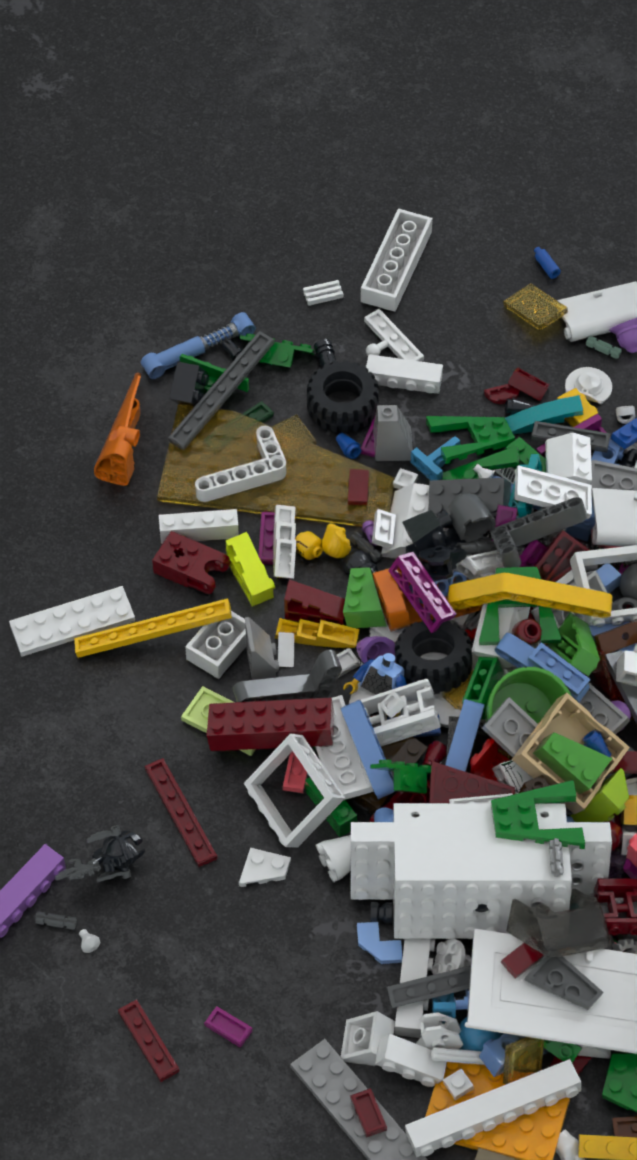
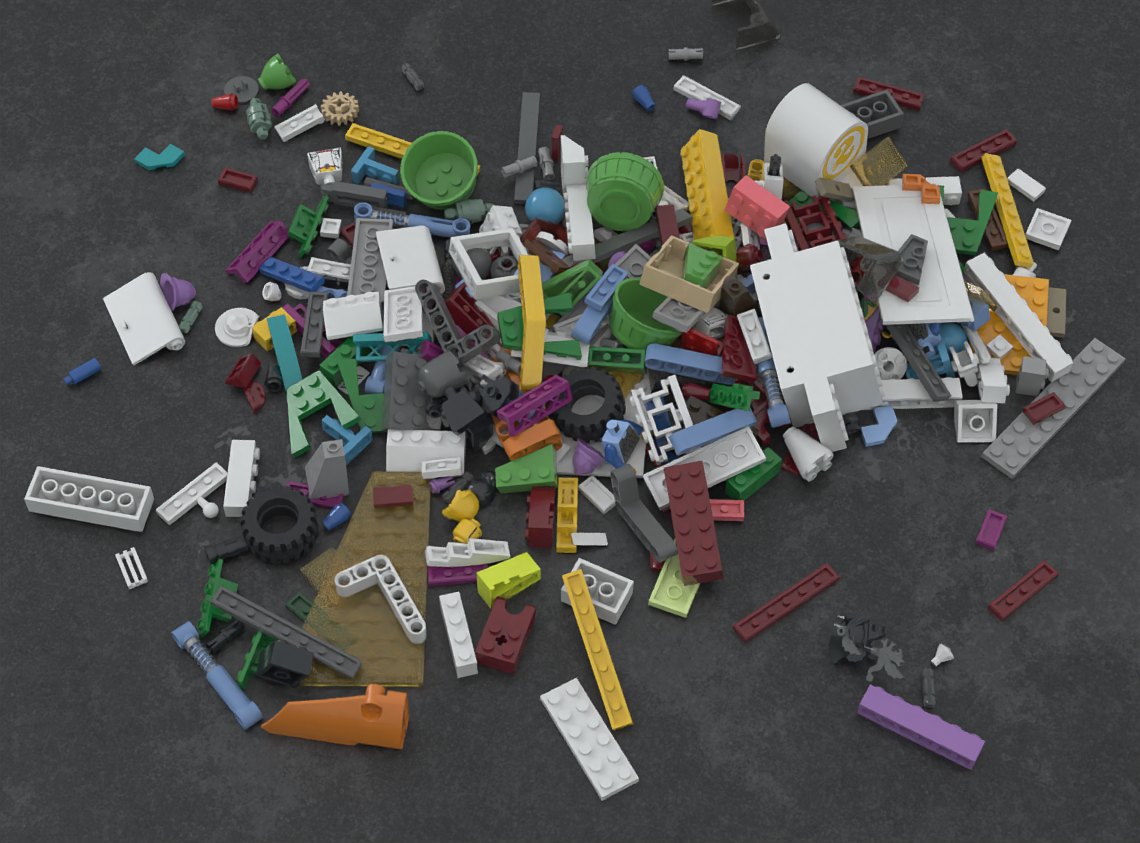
camera: 100 degrees left, 0 degrees up
(260, 652) = (610, 553): light grey slope -> none
(264, 867) = (828, 525): white wing -> none
(318, 774) = (734, 476): white window -> none
(392, 704) = (661, 417): white plate -> none
(404, 479) = (374, 461): white plate -> none
(411, 1105) = (1031, 376): none -> light grey brick
(482, 472) = (368, 388): white rock -> none
(517, 818) = (777, 292): green wing -> none
(528, 631) = (567, 317): dark red head -> none
(535, 306) = (144, 374): clear yellow tile -> none
(556, 857) = (818, 252): light grey axle -> none
(596, 742) = (673, 259): blue cone -> none

